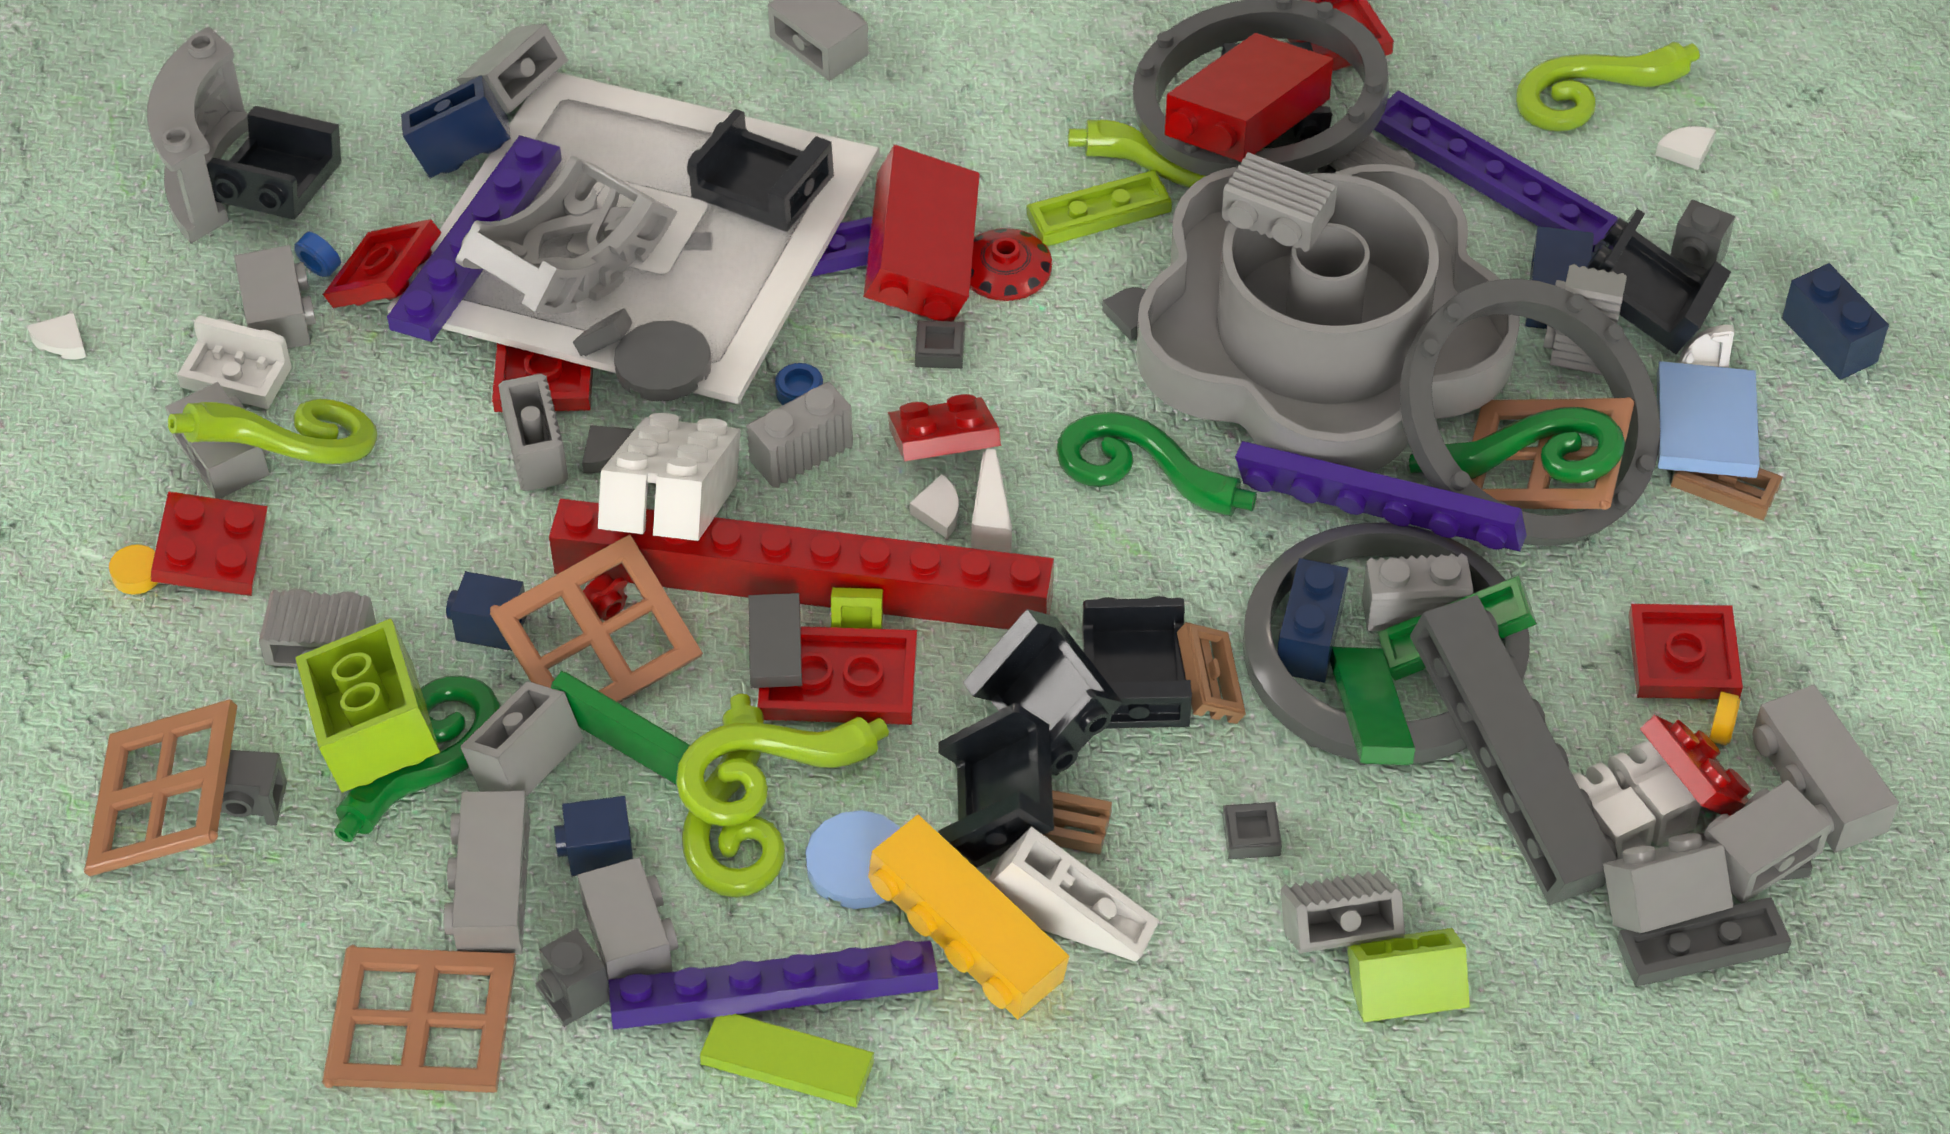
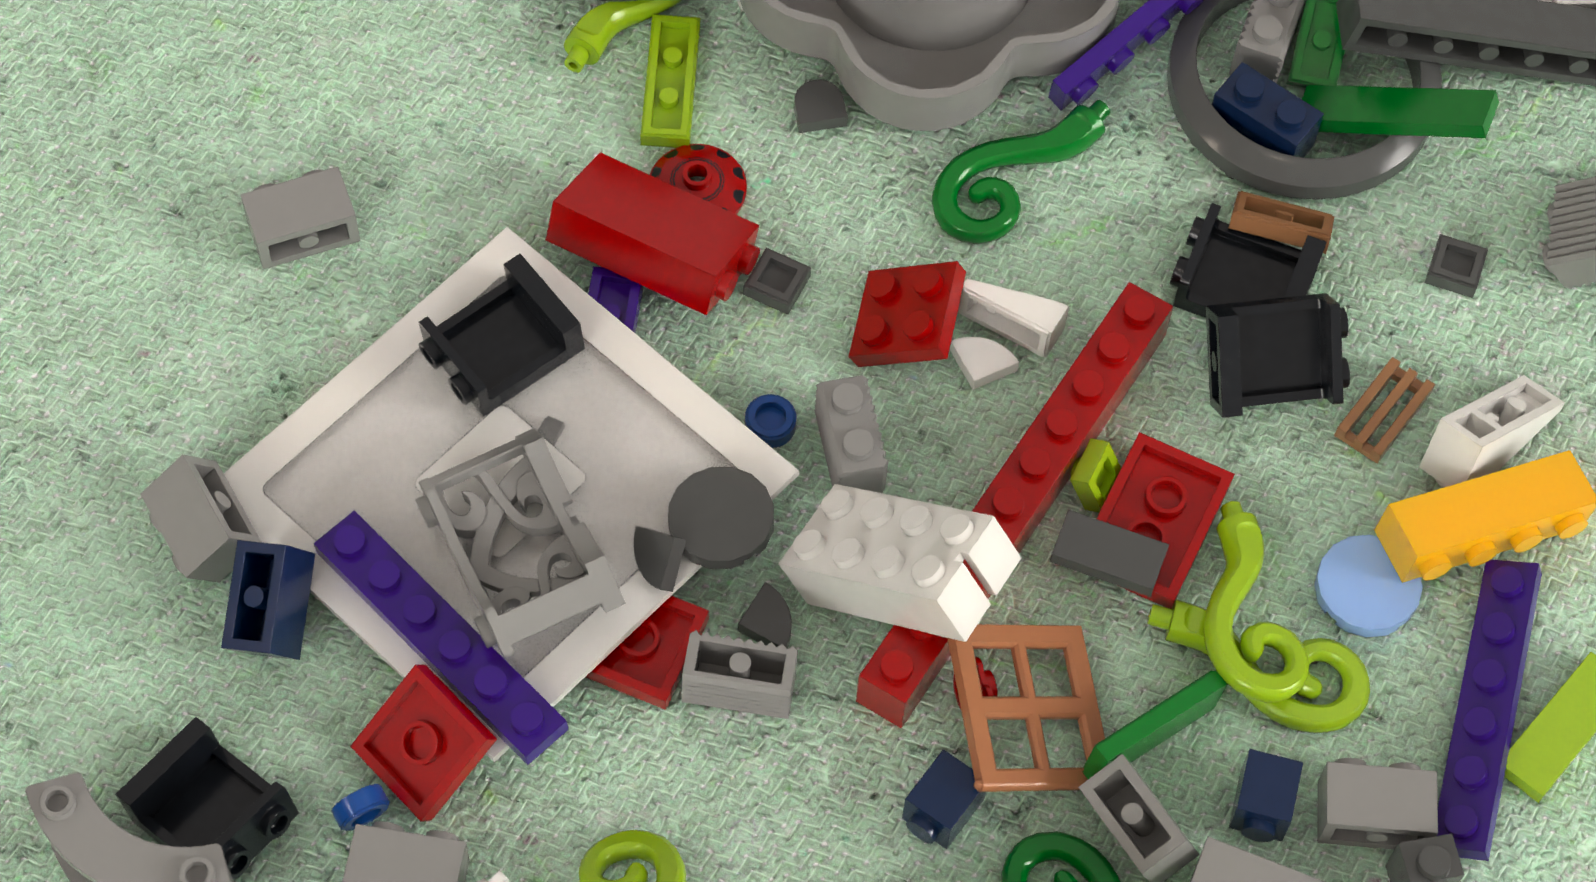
camera: 70 degrees left, 10 degrees up
(1000, 783) = (1362, 431): black panel -> none

